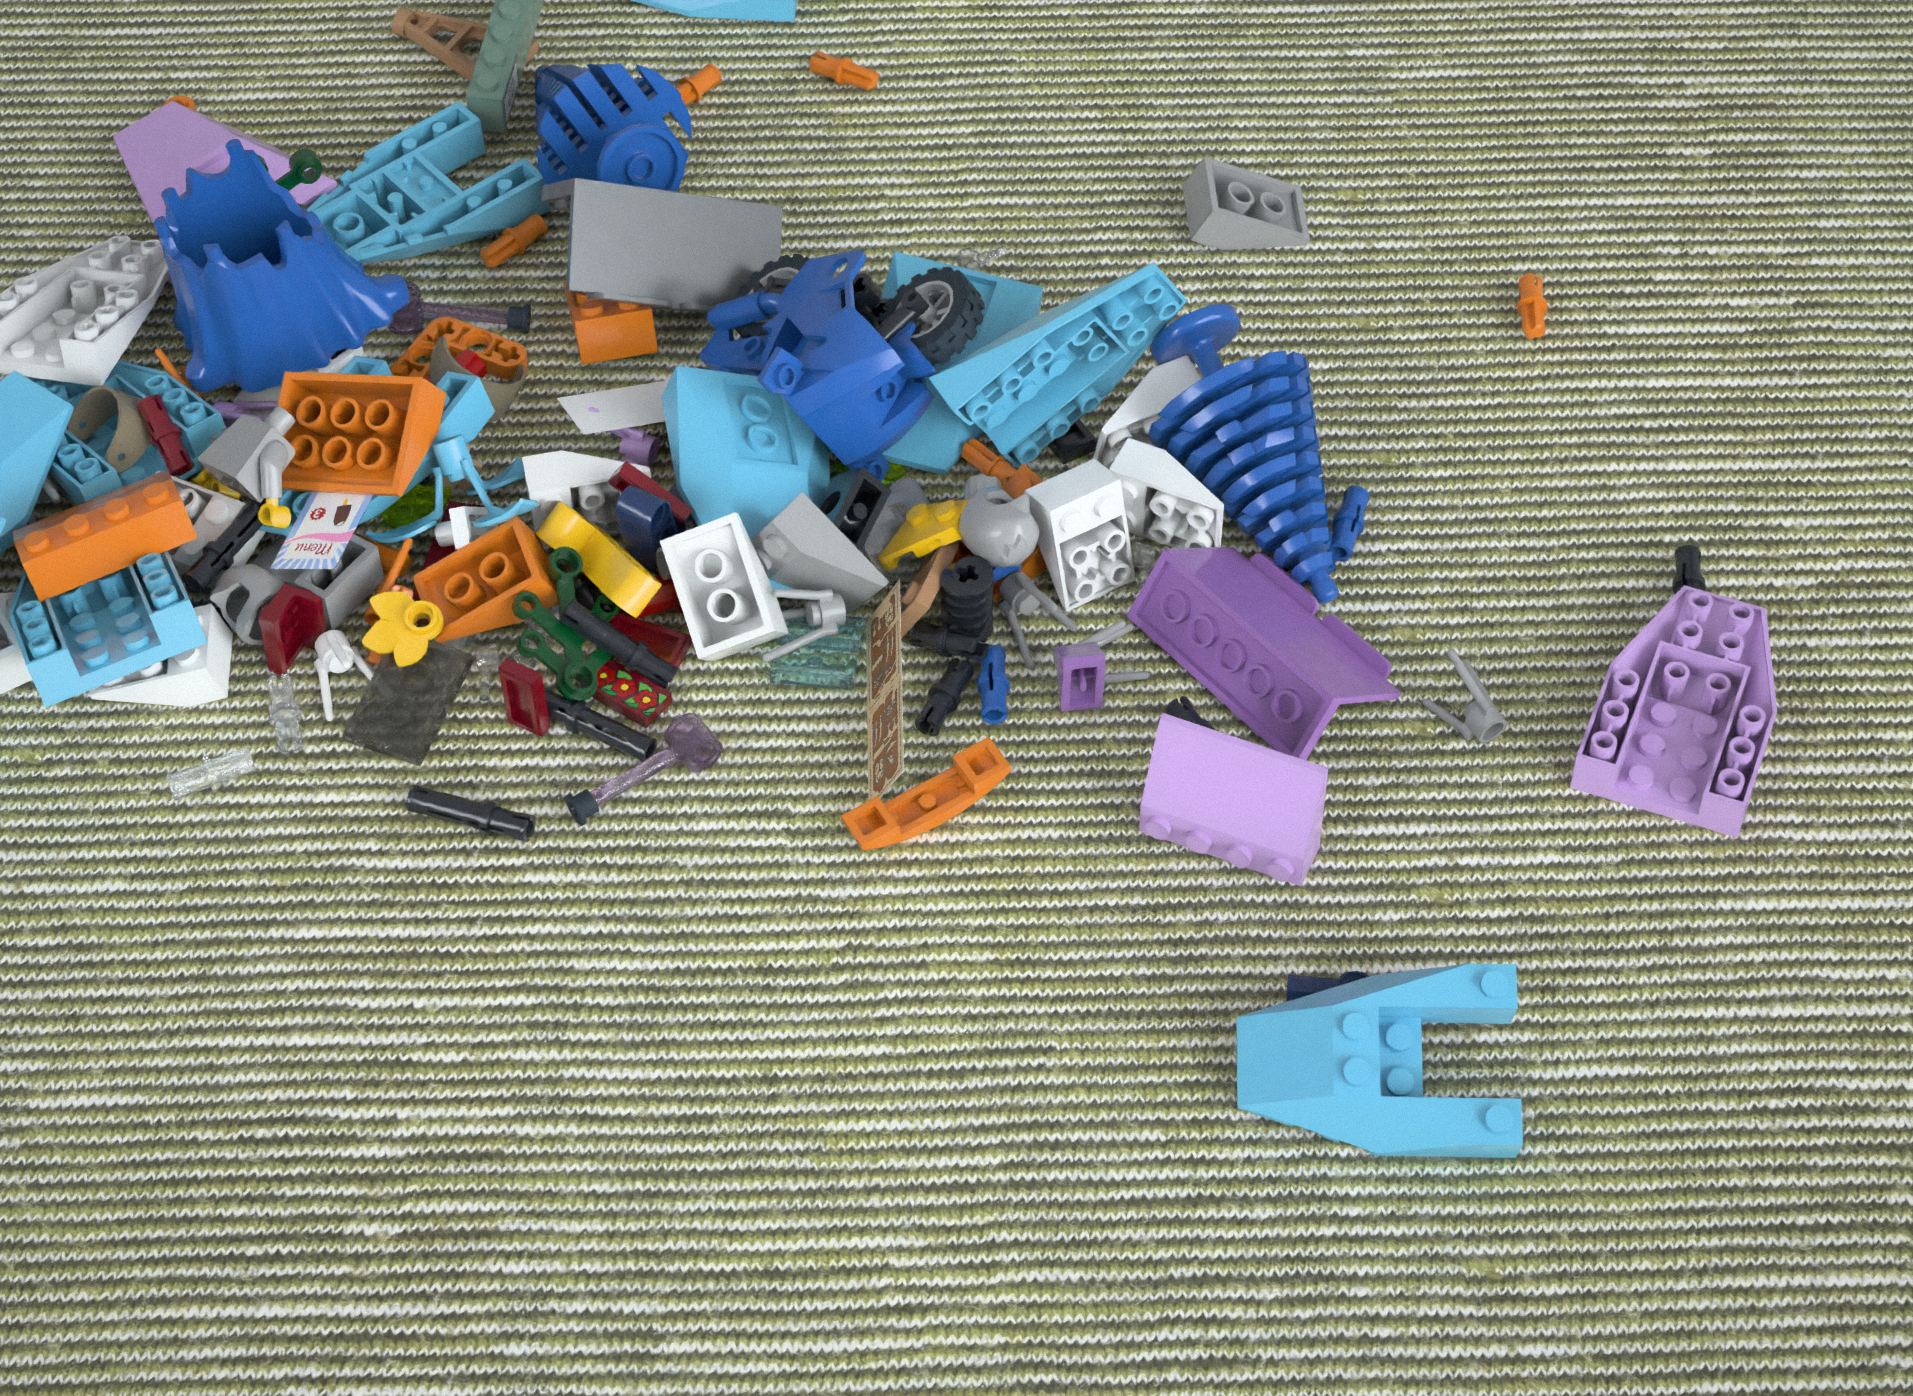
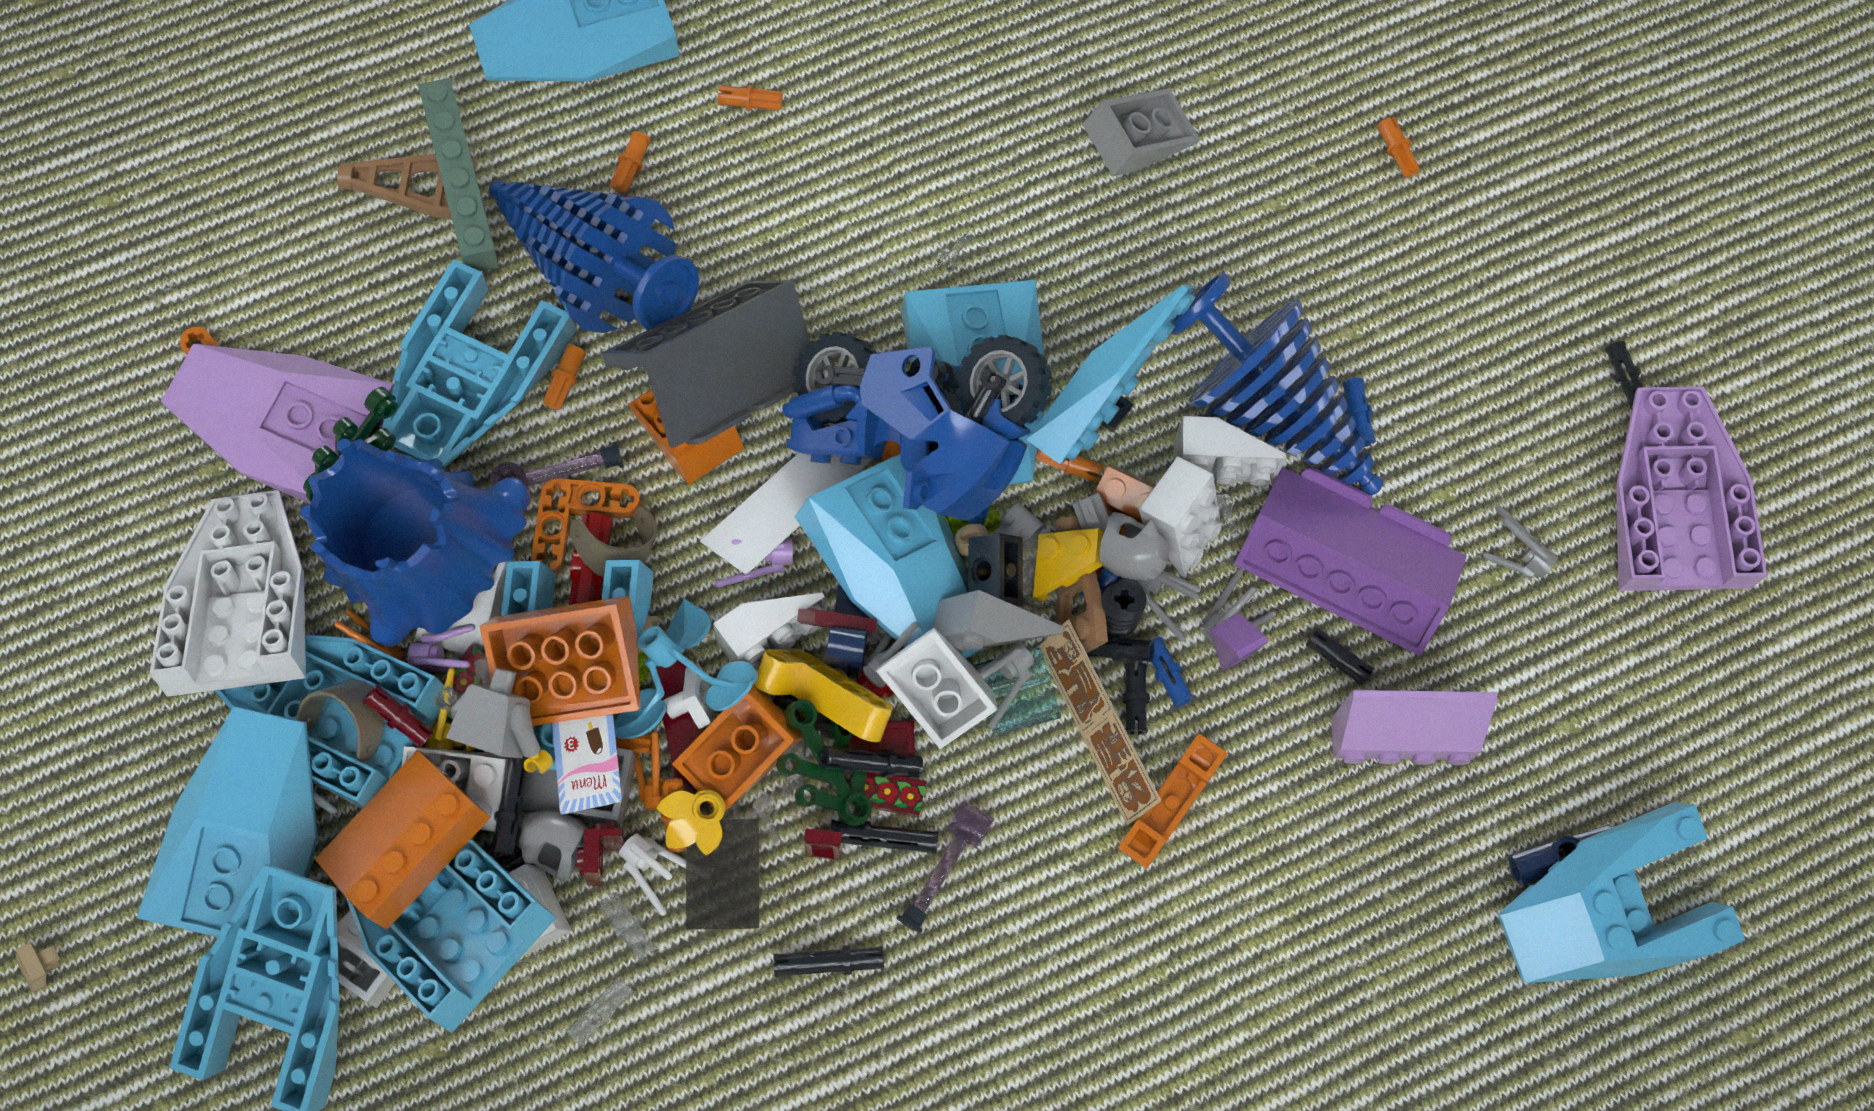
camera: 30 degrees left, 20 degrees up
(1143, 406) = (1175, 372): white slope -> none

